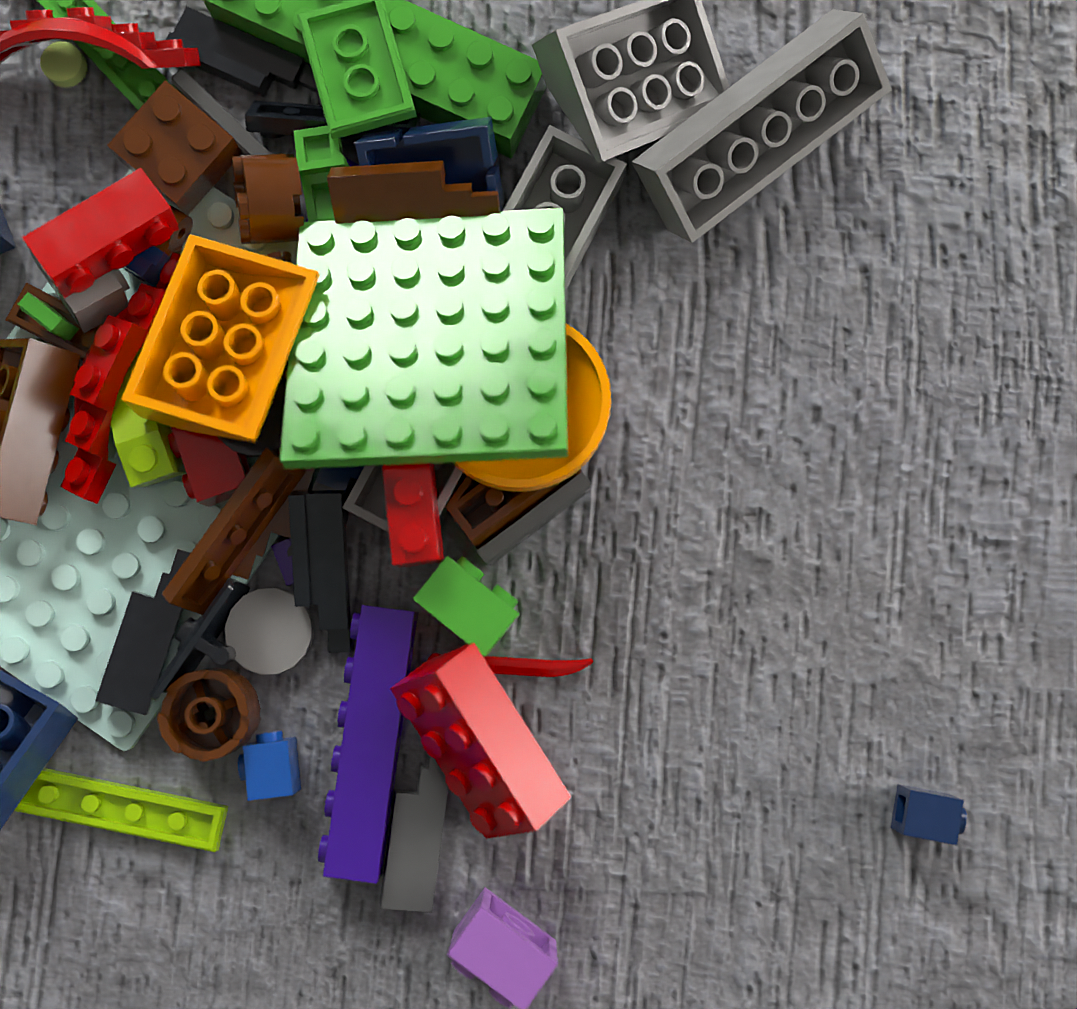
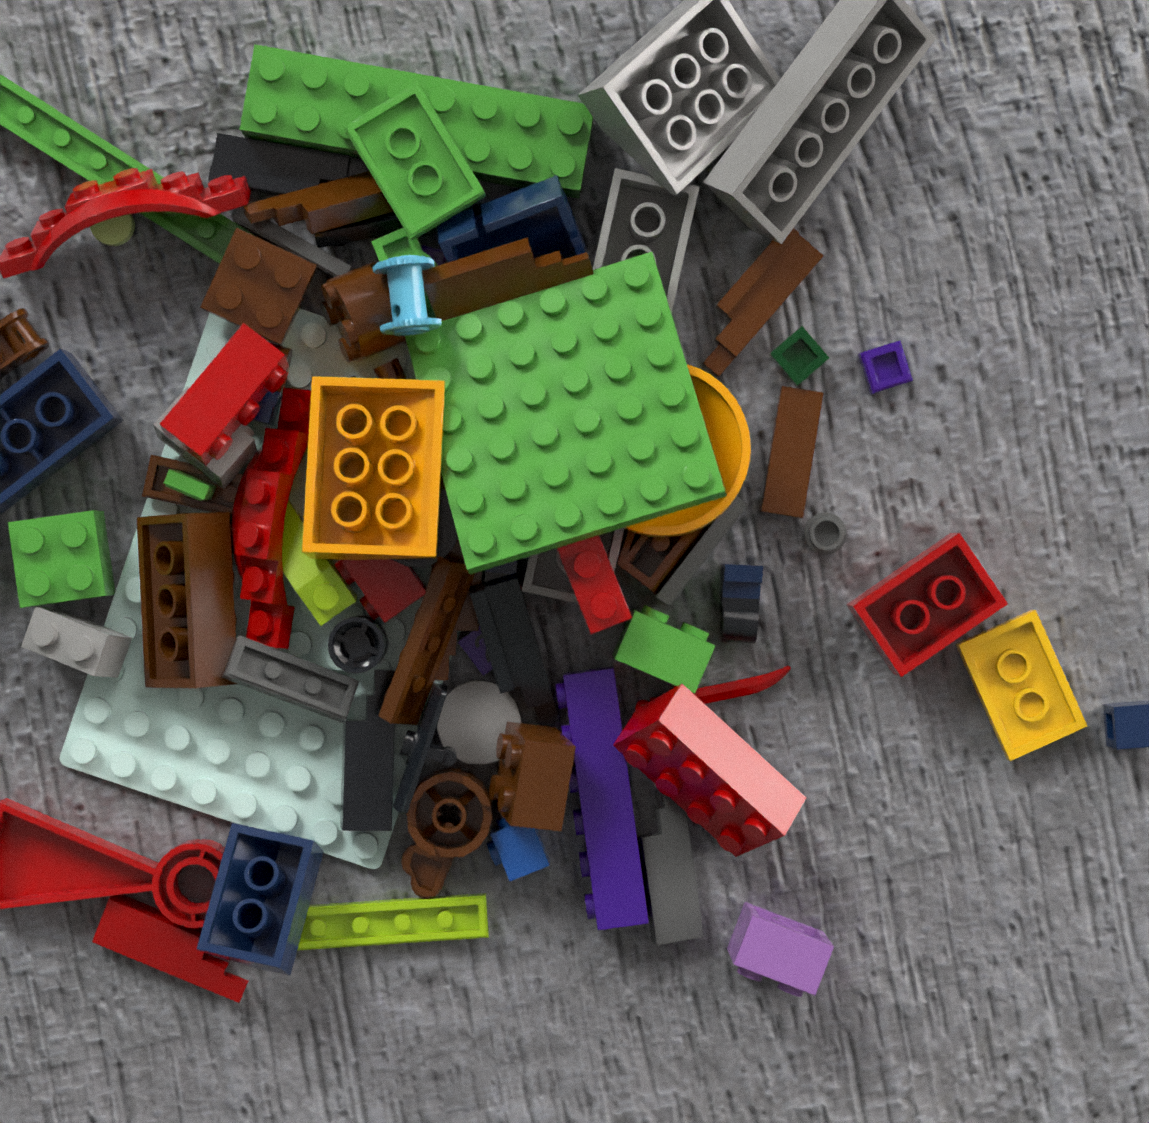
camera: 15 degrees left, 5 degrees up
(89, 534) = (290, 679): none -> dark grey tile
(166, 517) = (358, 644): none -> black wheel
(172, 770) = (426, 871): none -> reddish brown tile
(260, 90) = (324, 204): none -> reddish brown piece
(301, 700) = (532, 776): none -> reddish brown brick
(307, 181) = (407, 295): none -> medium azure hose
(560, 581) = (740, 602): none -> leg
(650, 449) = (791, 452): none -> reddish brown tile
(660, 290) = (760, 294): none -> reddish brown piece
(662, 537) = (825, 533): none -> dark grey plate
(681, 358) = (798, 356): none -> dark green plate
(746, 633) = (927, 604): none -> red brick
(763, 392) = (885, 367): none -> dark purple tile
(820, 742) = (1021, 685): none -> yellow plate

